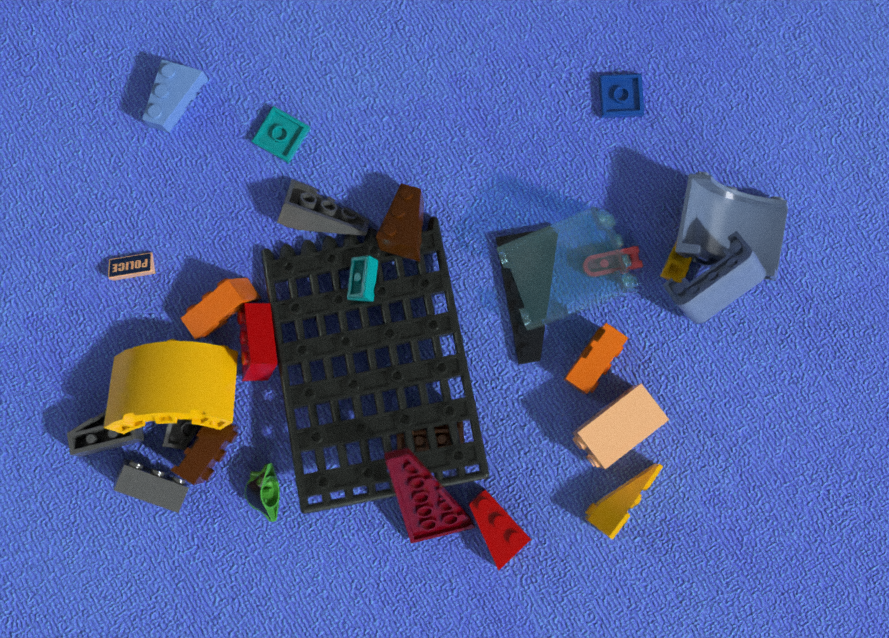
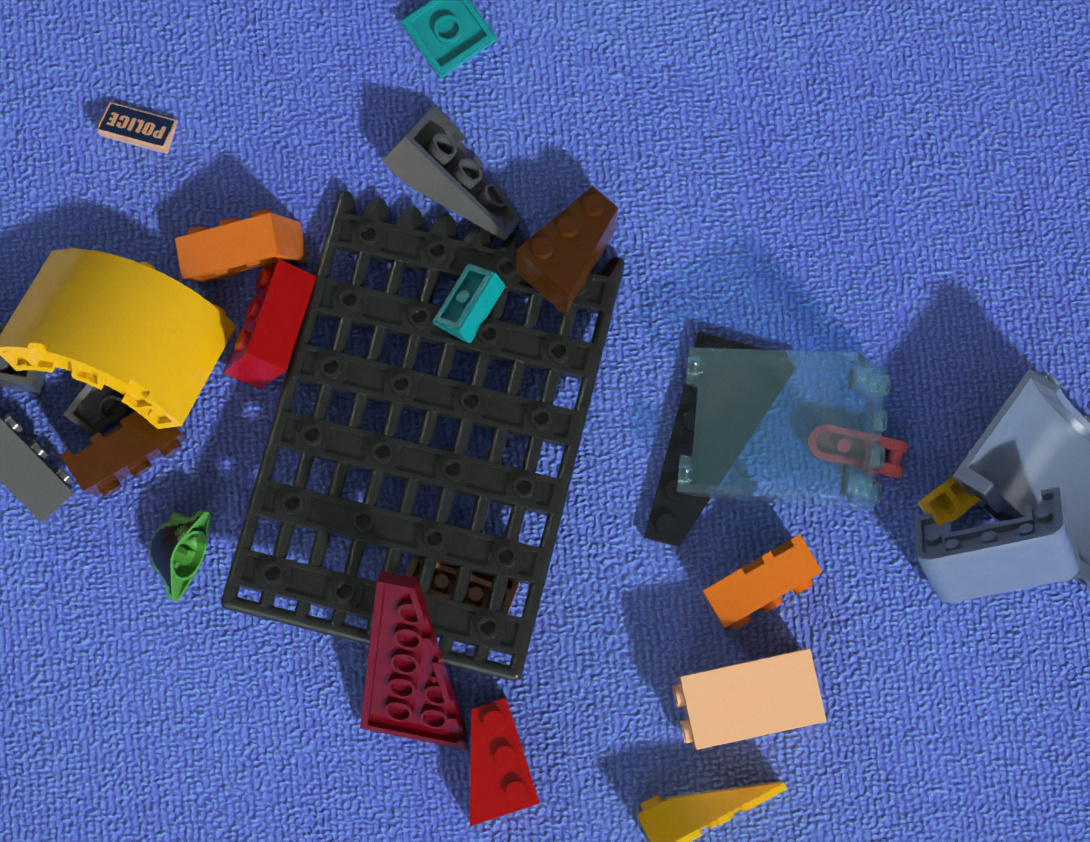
camera: 30 degrees right, 0 degrees up
(621, 95) = (991, 203): blue tile -> none

